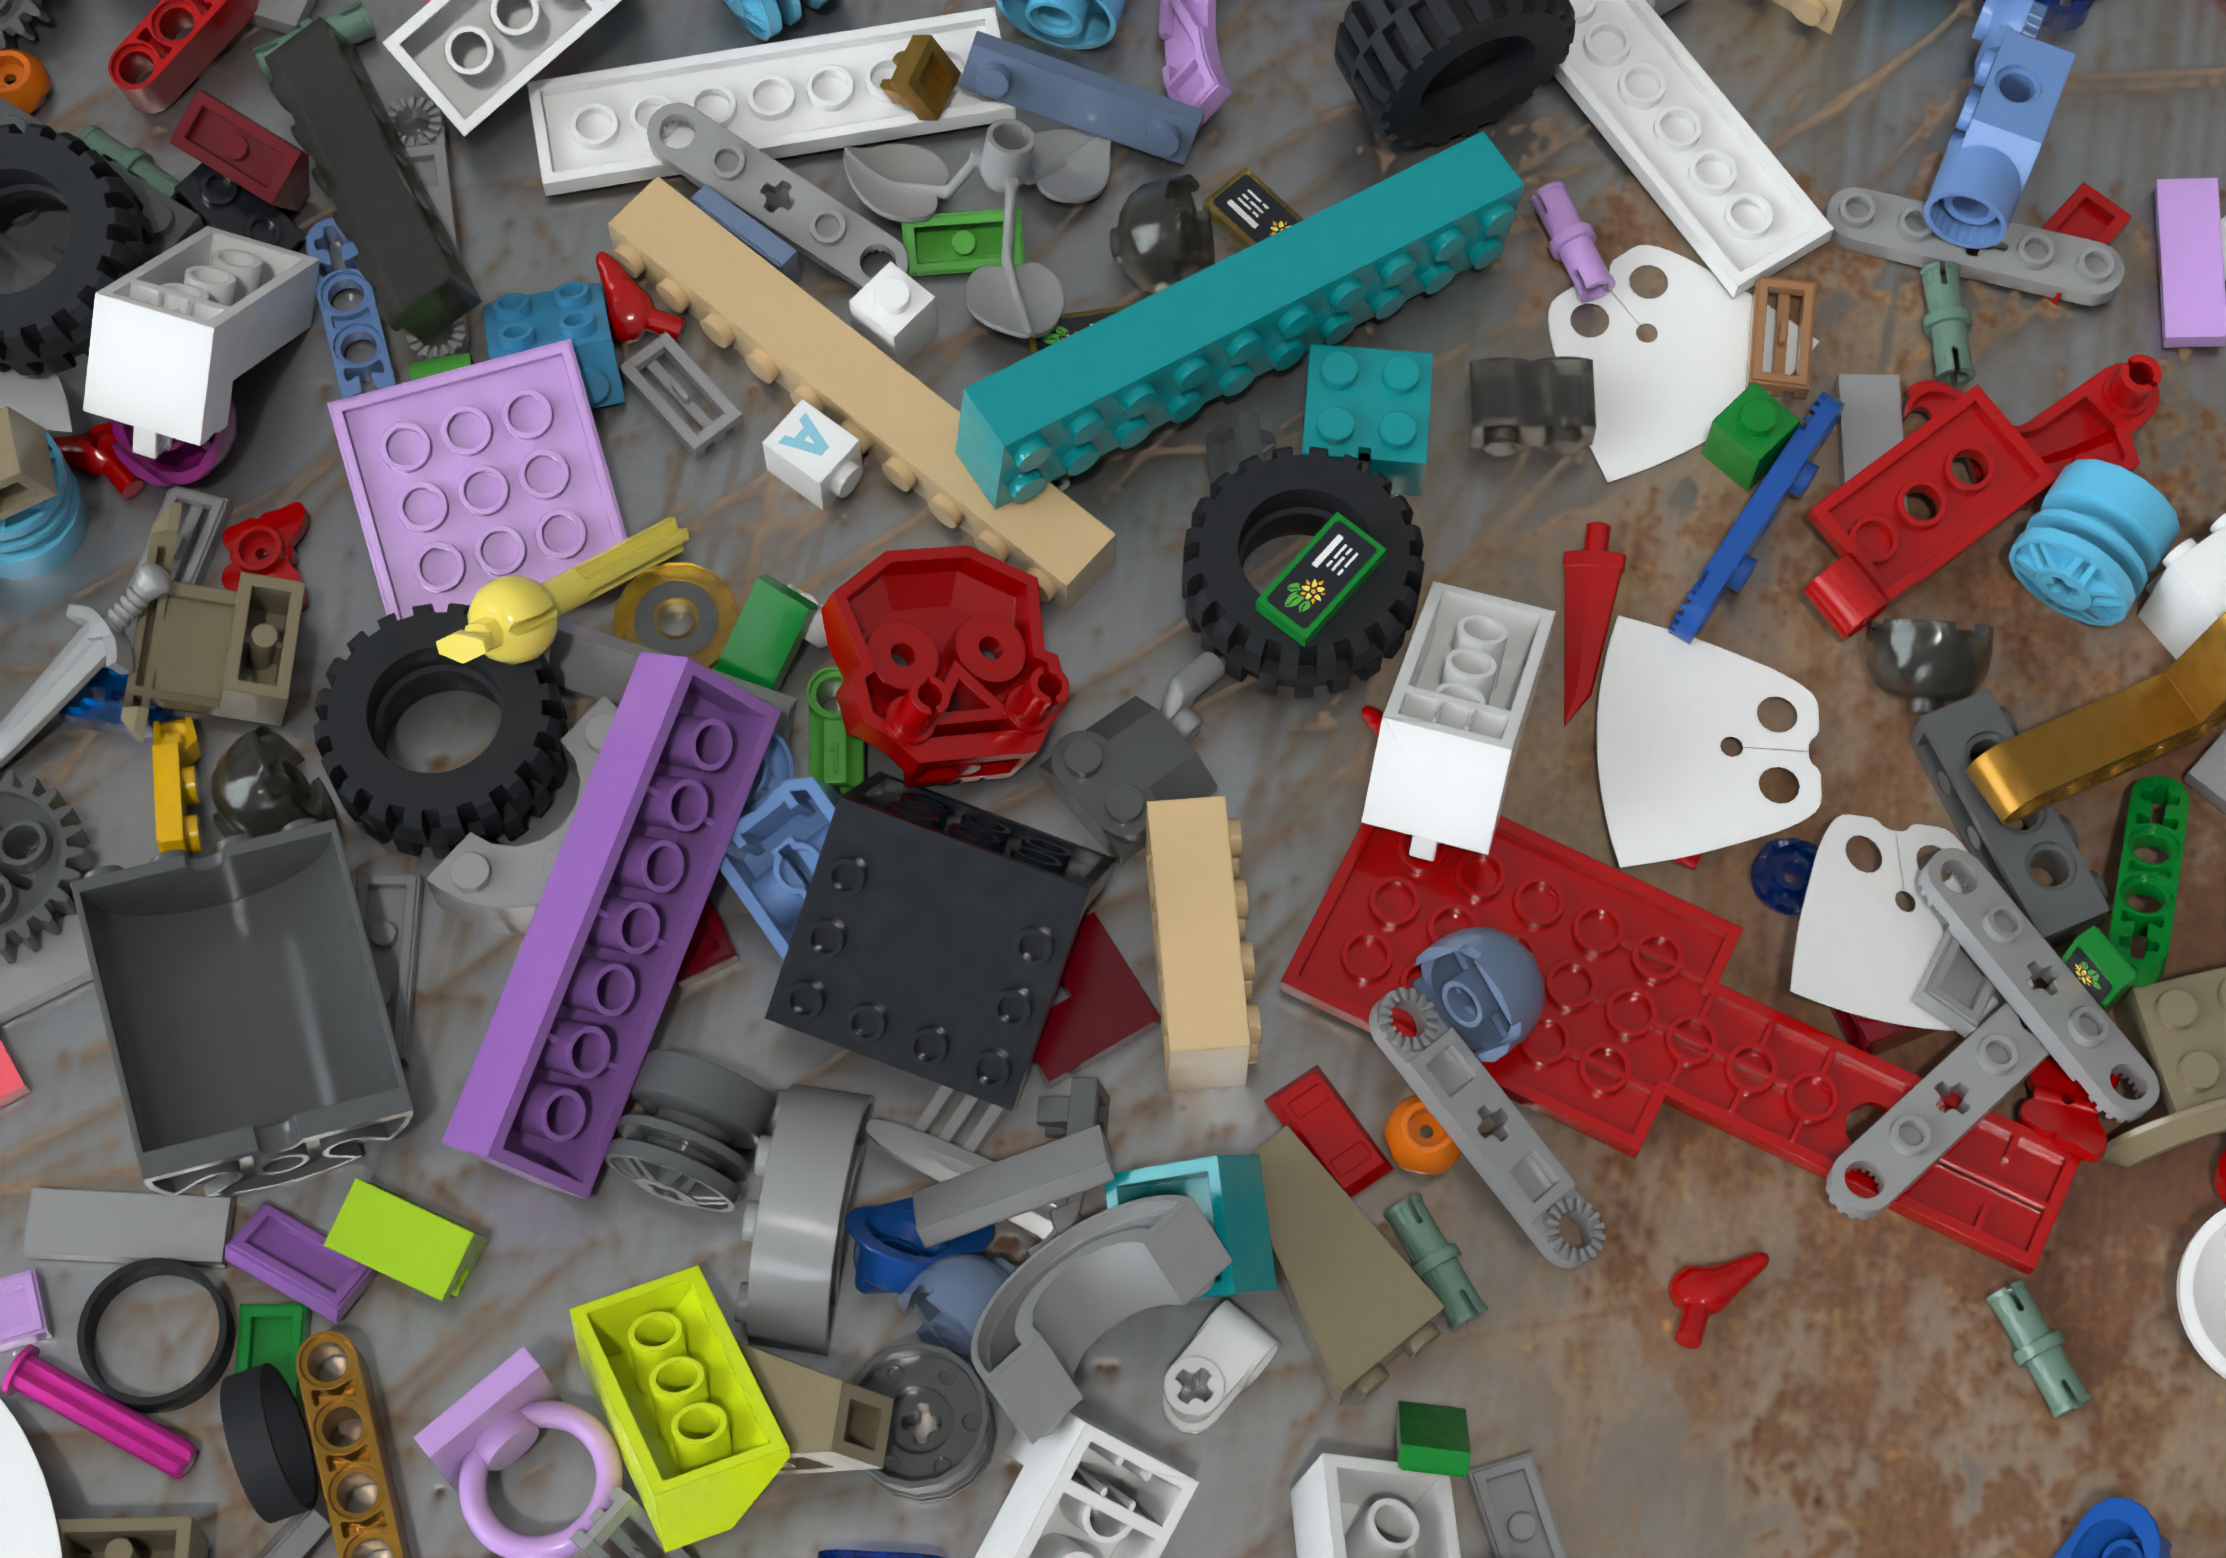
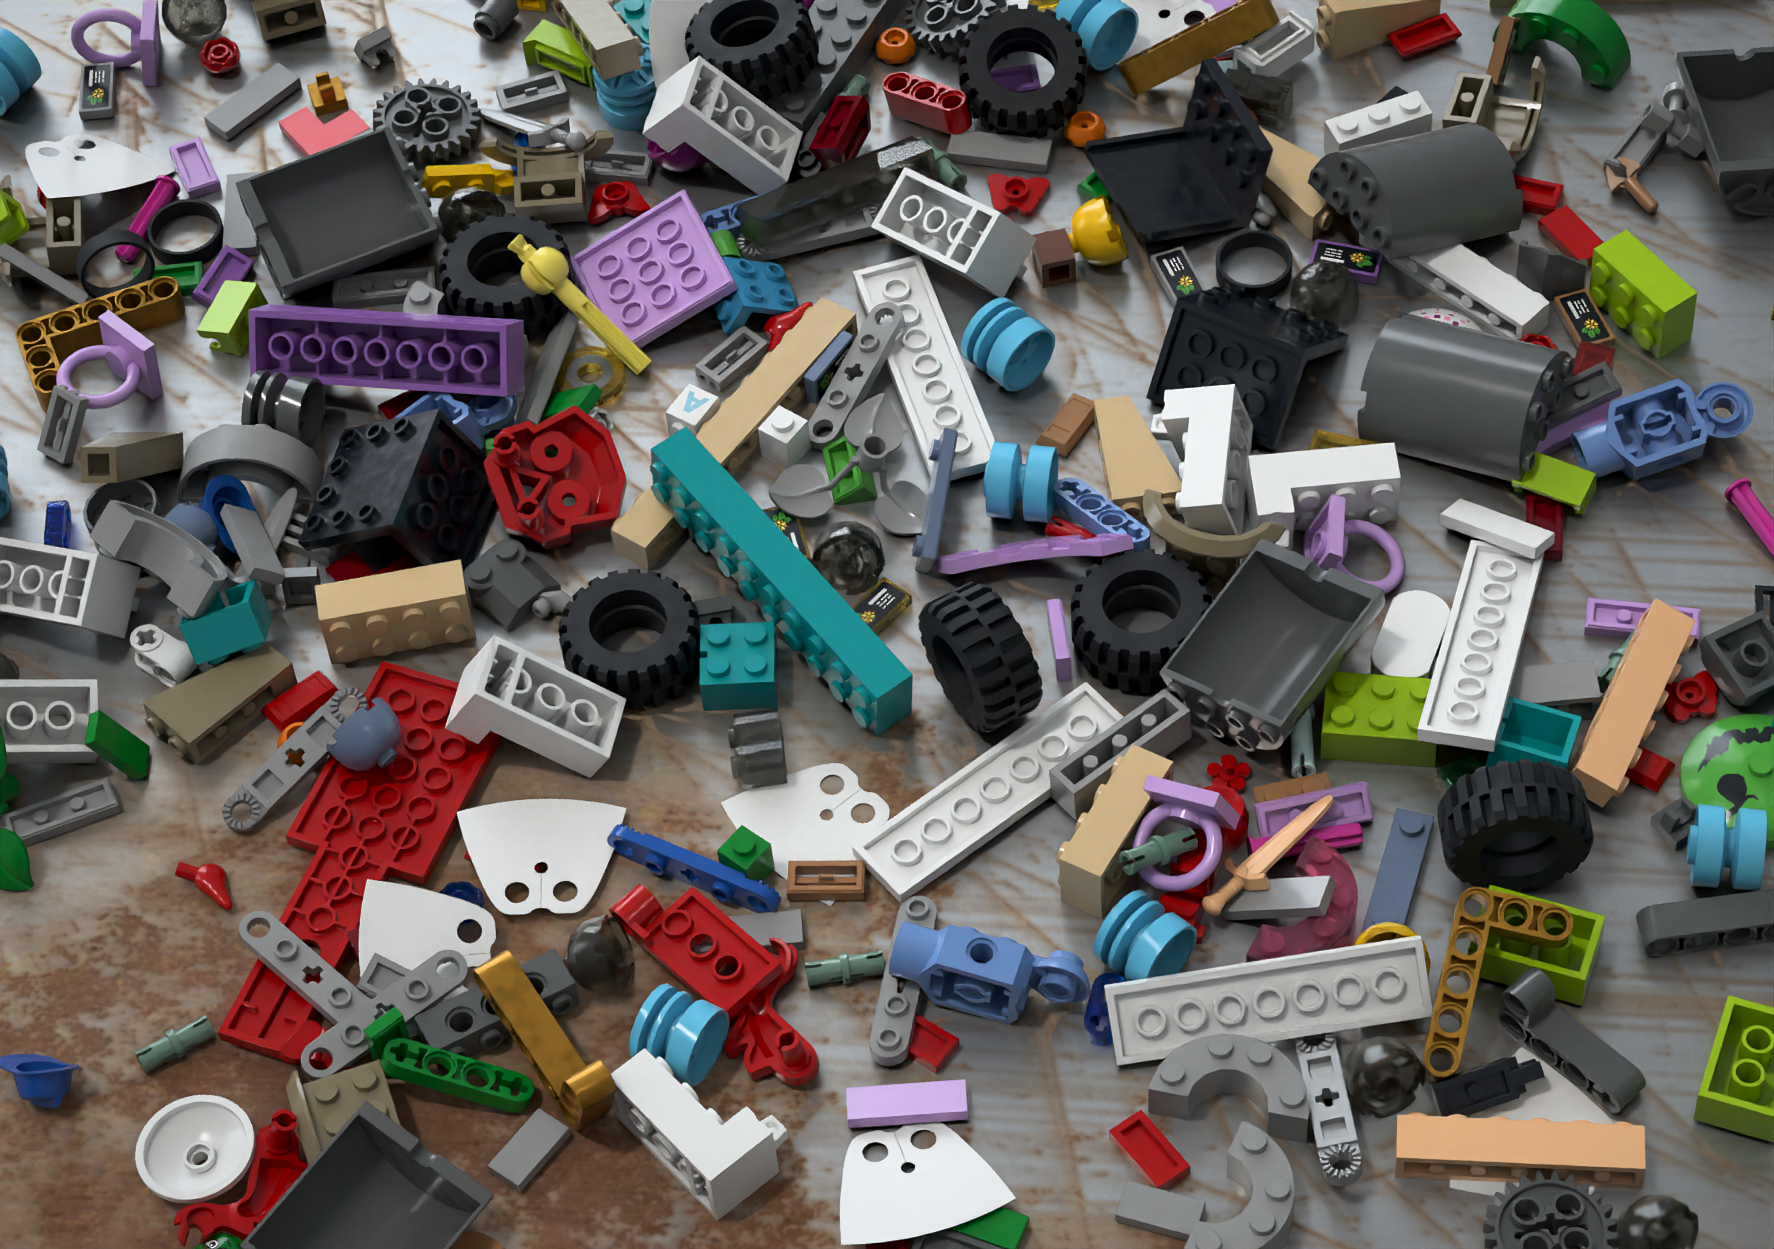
camera: 90 degrees right, 15 degrees down
(679, 1404) = (128, 409): neon yellow slope -> none
(922, 78) = (932, 419): pearl gold tile -> none
(1320, 579) = (603, 624): tile -> none
(1435, 1261) = (224, 751): sand green pin -> none
(1572, 241) = (878, 763): lavender pin -> none
(1589, 600) = (645, 795): red bar -> none

